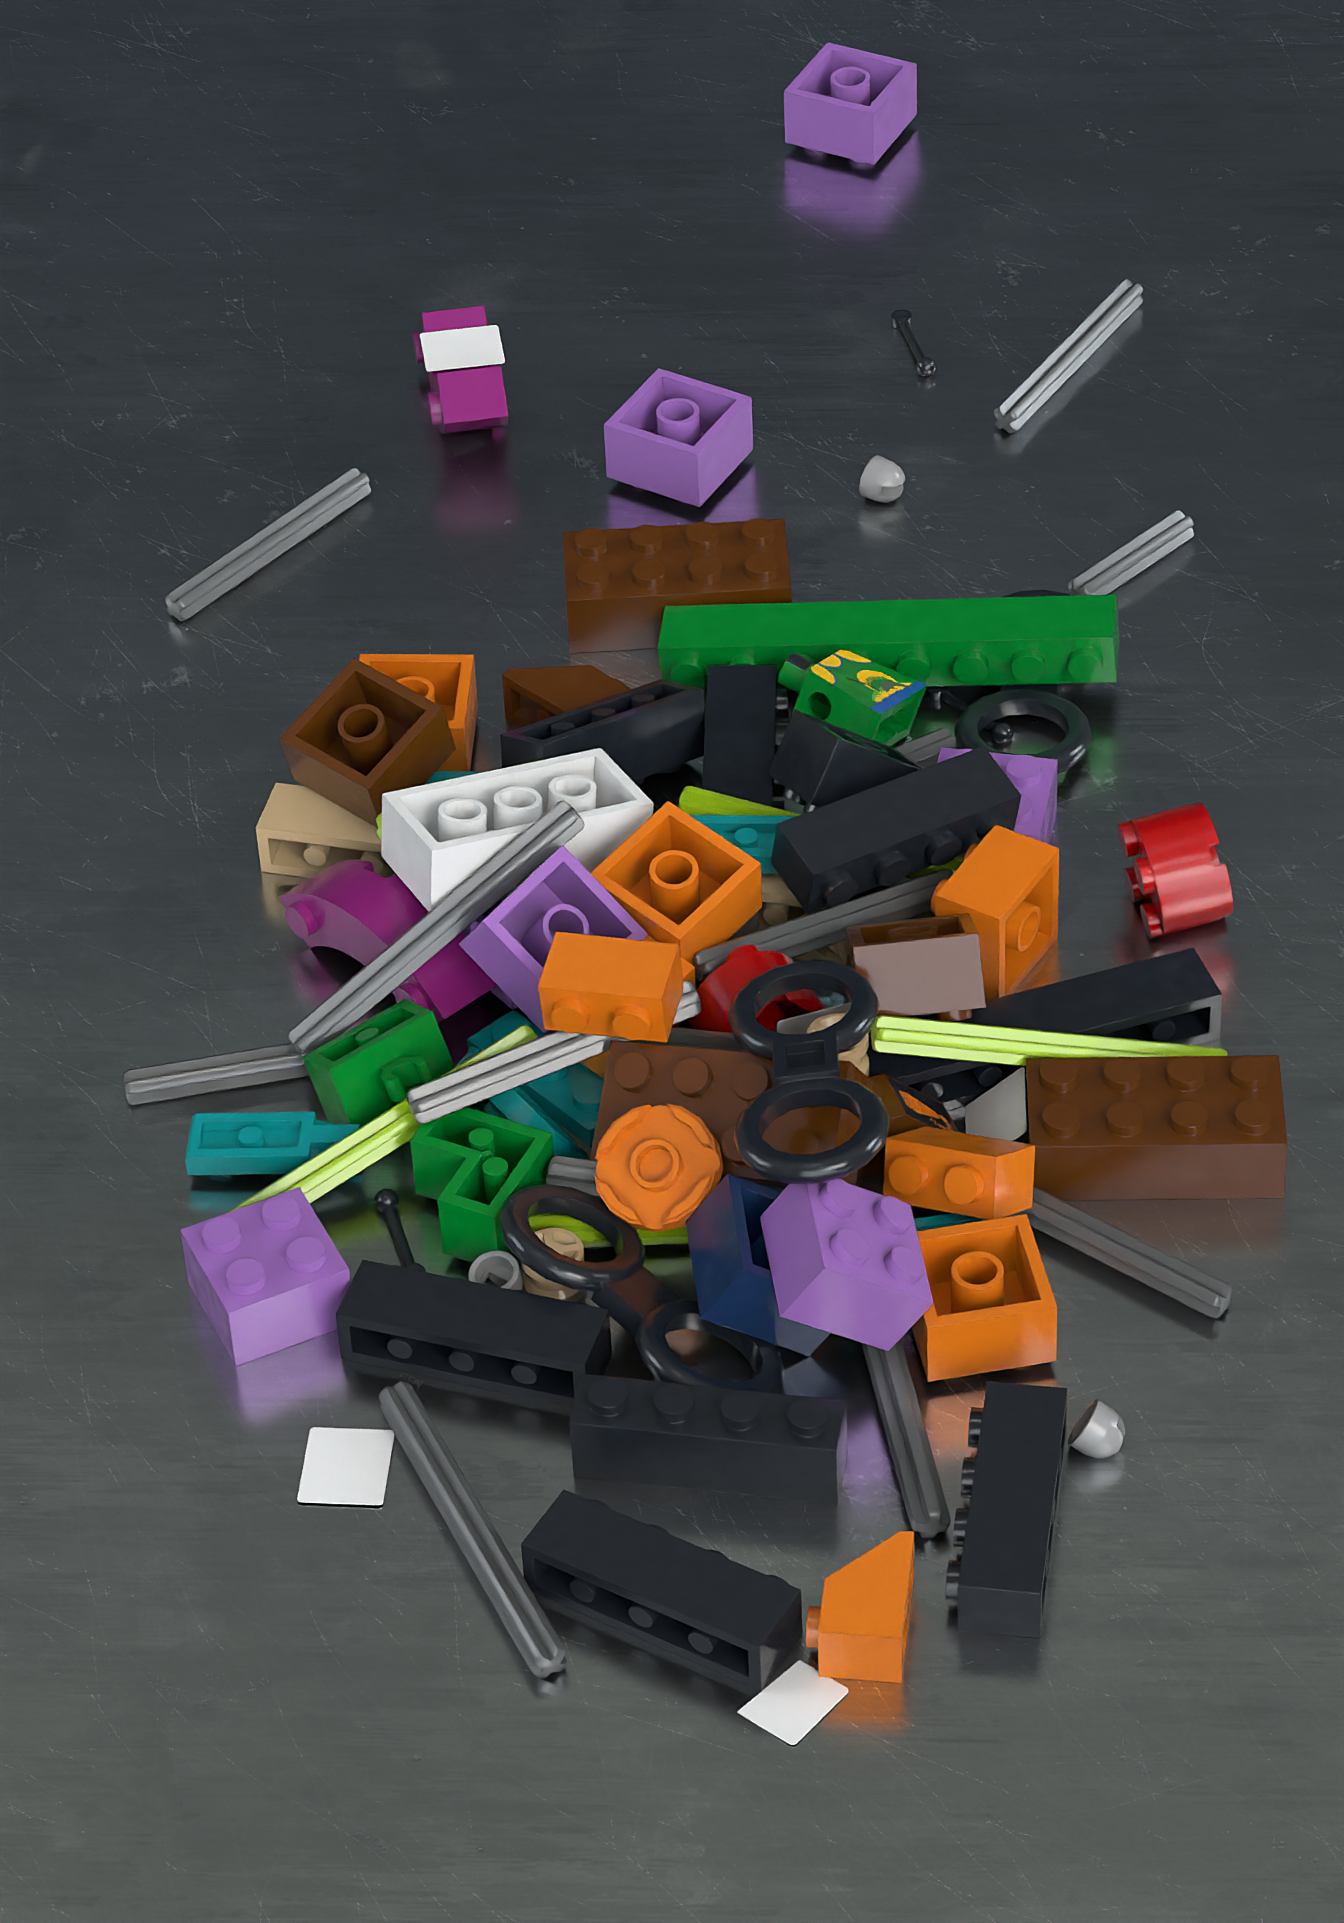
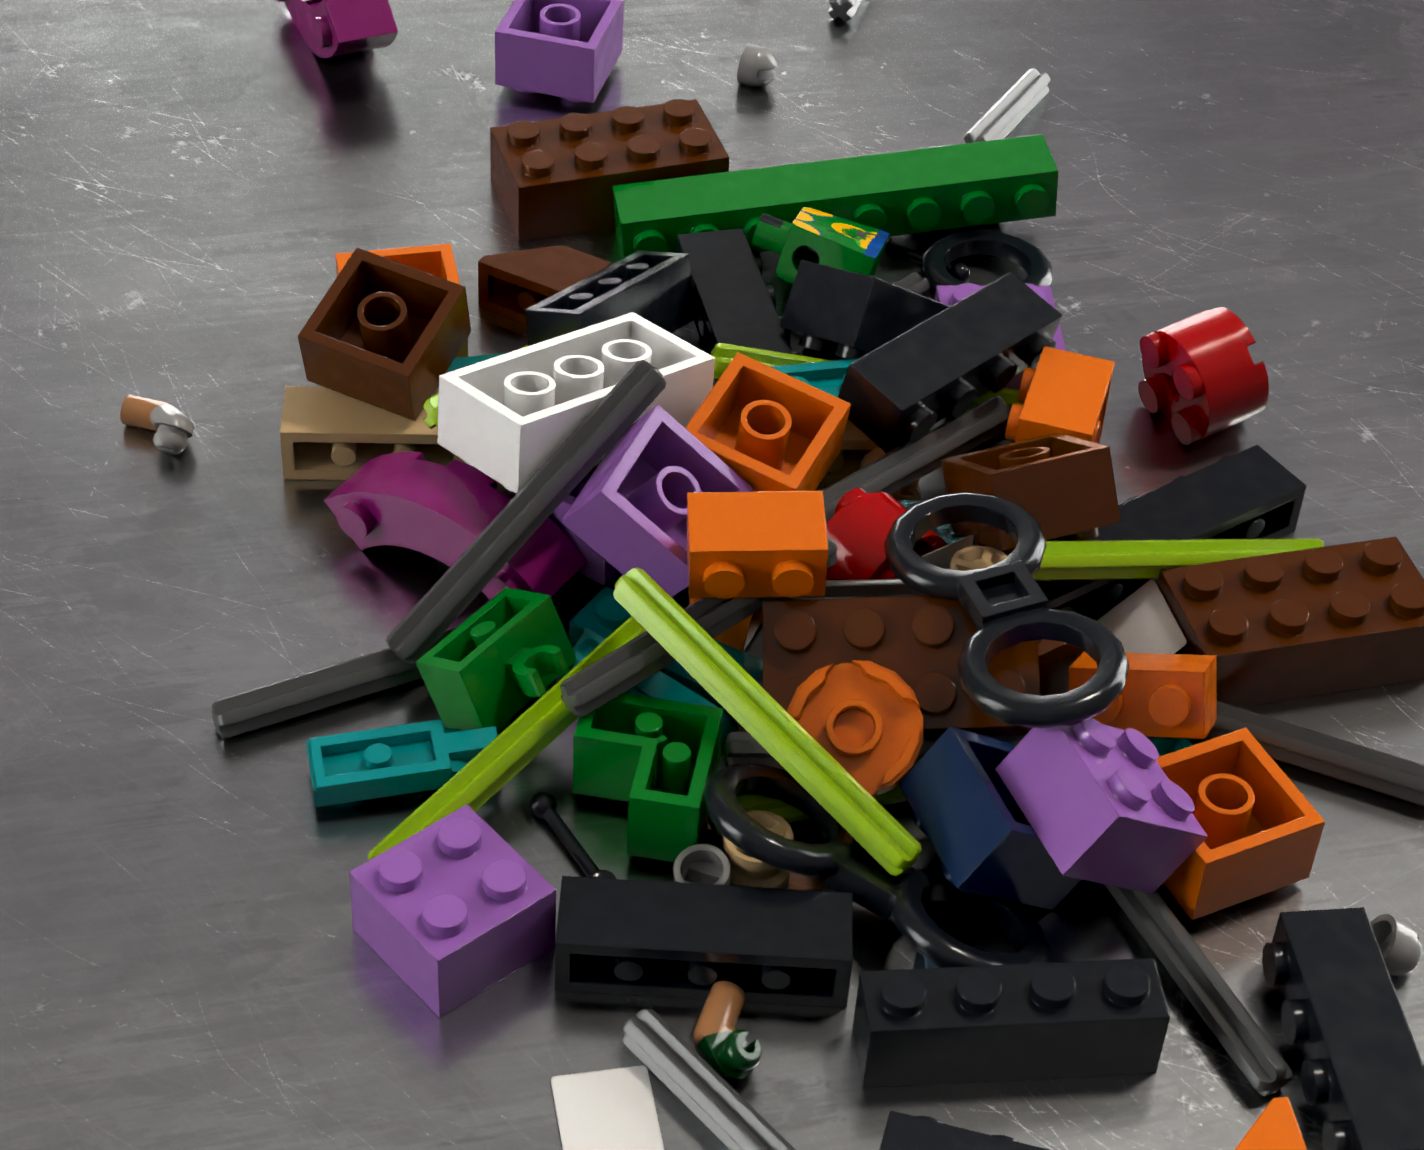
camera: 20 degrees left, 0 degrees up
(165, 799) = (168, 421): none -> light grey arm
(267, 544) = (185, 171): axle -> none
(460, 1412) = (717, 1036): none -> arm
(574, 1148) = (767, 722): none -> lime axle

